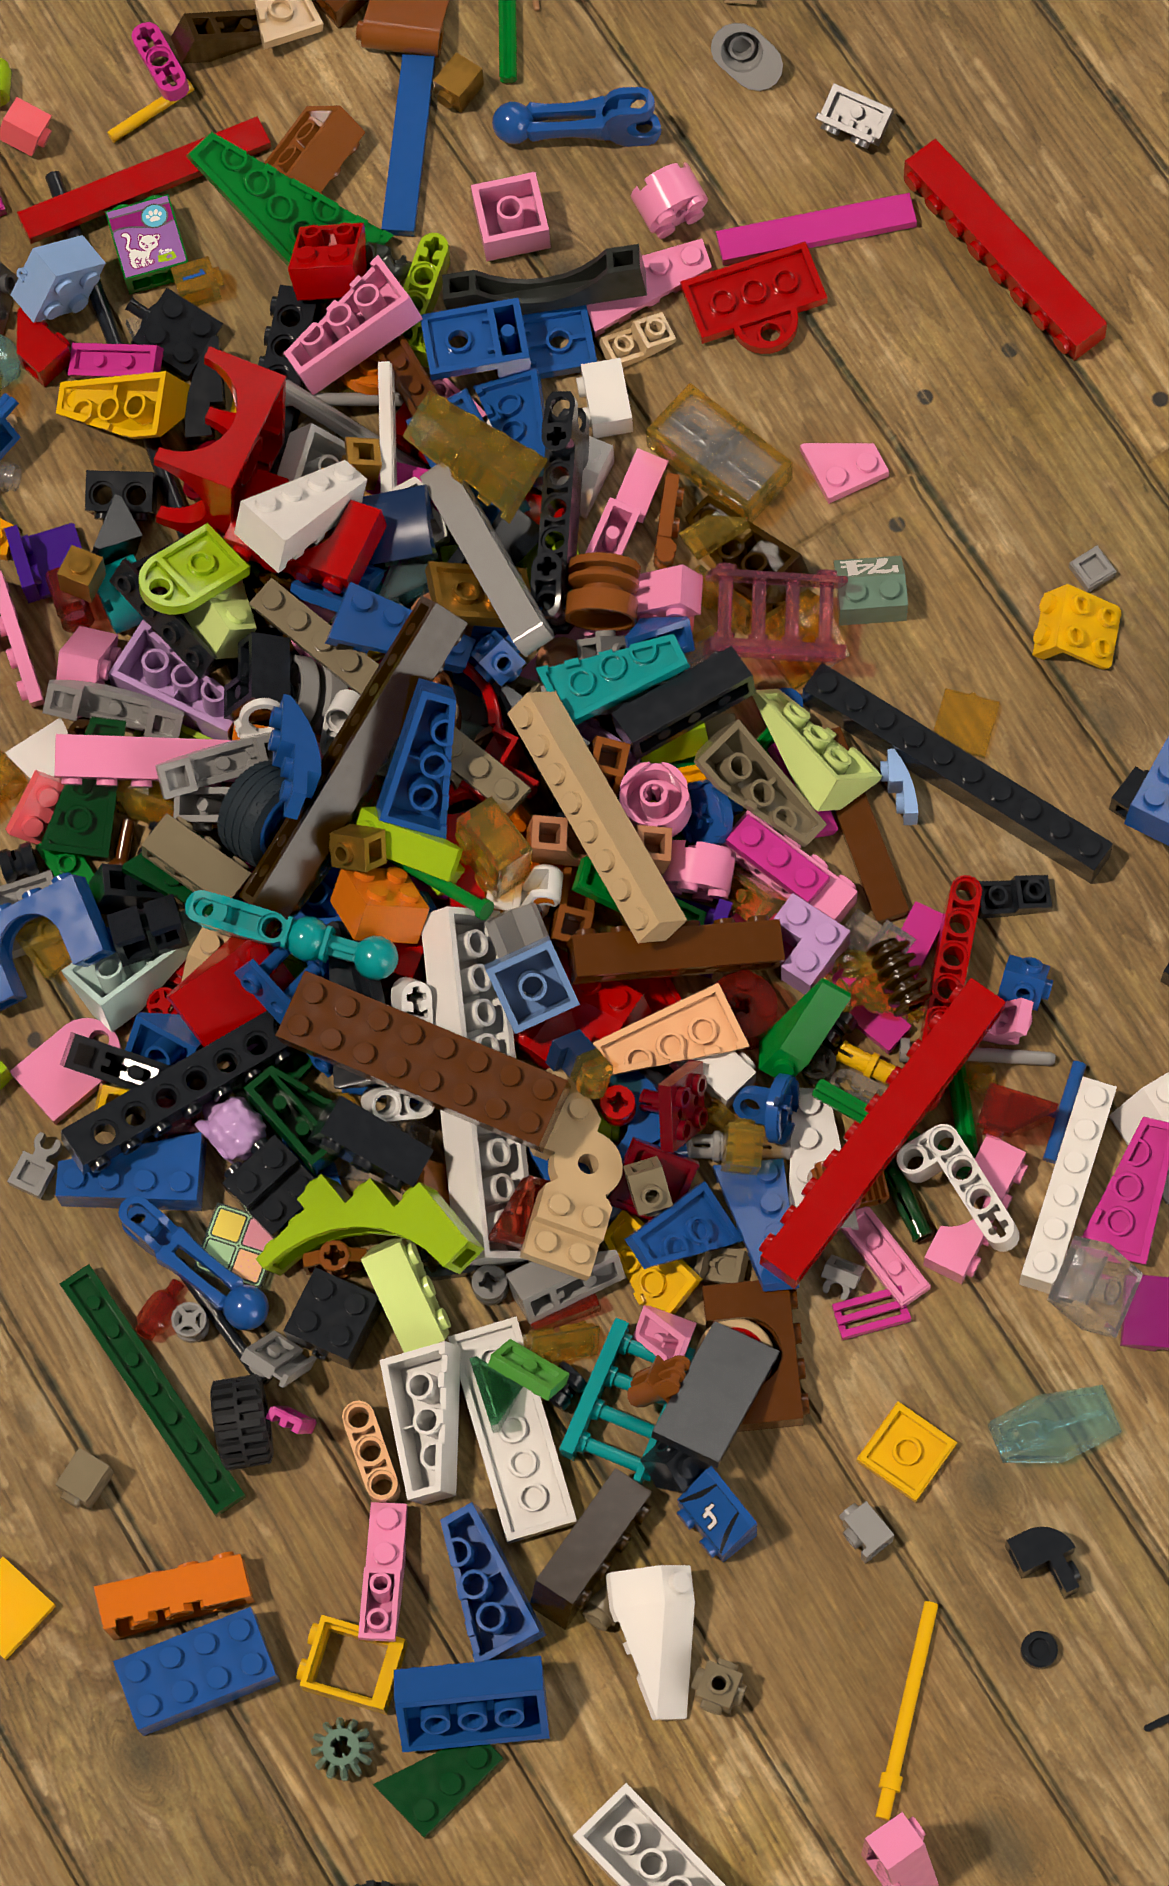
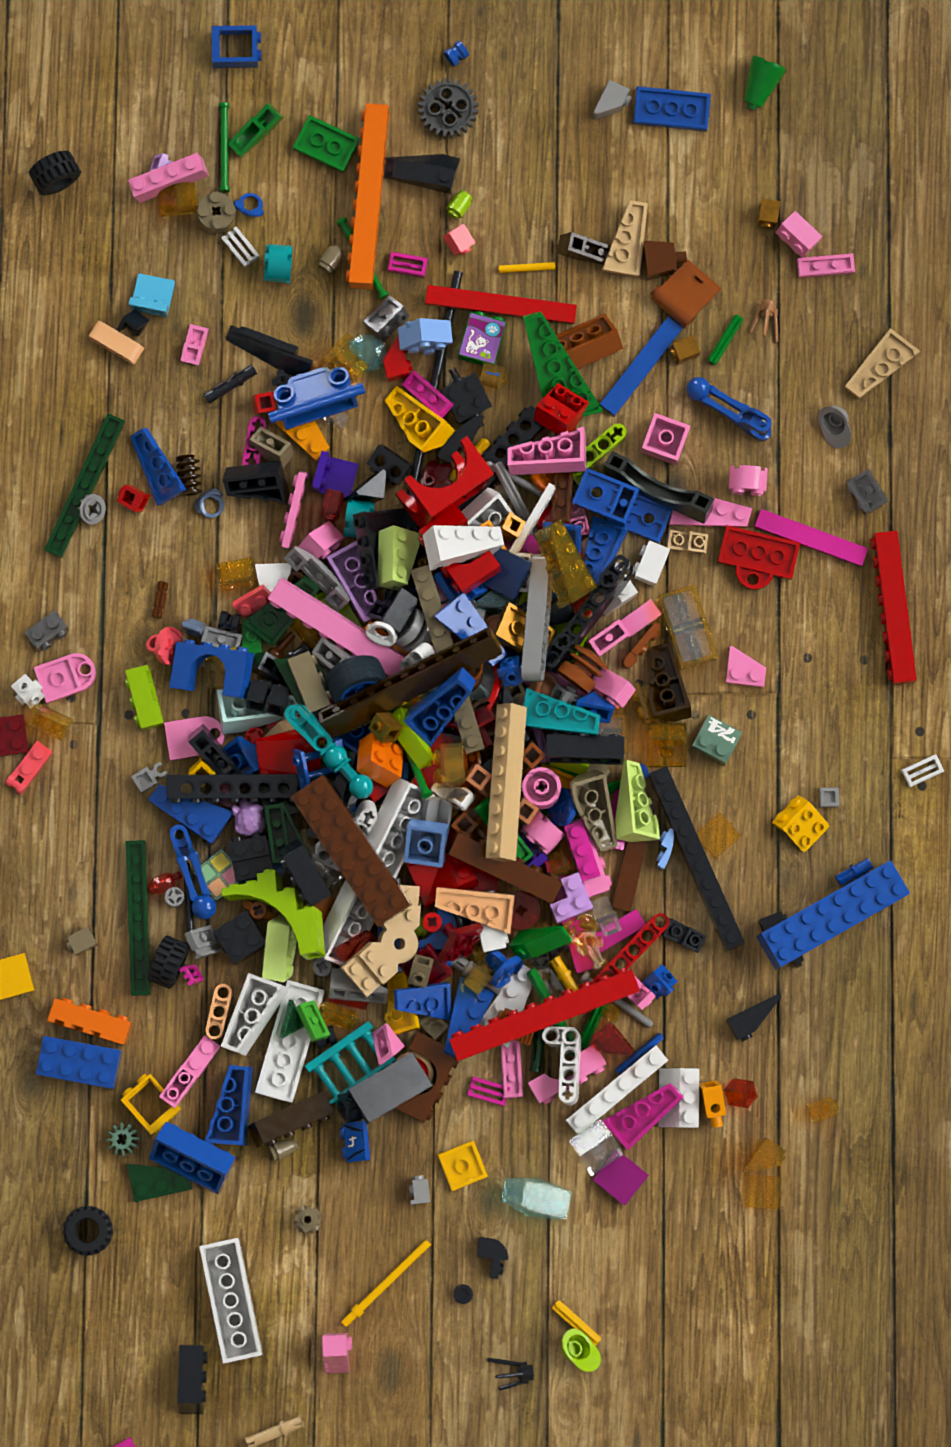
camera: 20 degrees right, 10 degrees up
(81, 573) = (341, 503): pearl gold brick -> none
(159, 73) = (542, 238): dark pink beam -> none
(192, 571) = (393, 538): lime tile -> none
(211, 765) = (351, 641): light grey slope -> none
(295, 753) = (384, 663): blue slope -> none
(398, 268) = (590, 426): pearl dark grey hair -> none
(581, 1062) = (426, 893): leg -> none
(657, 1622) = (297, 1175): white wedge -> none
(658, 1381) = (367, 1065): dark orange arm -> none
(712, 533) = (657, 666): clear yellow tile -> none
(791, 645) = (640, 739): clear pink fence -> none
(842, 1272) = (486, 1065): light grey tile -> none
(898, 975) = (601, 944): dark brown piece -> none

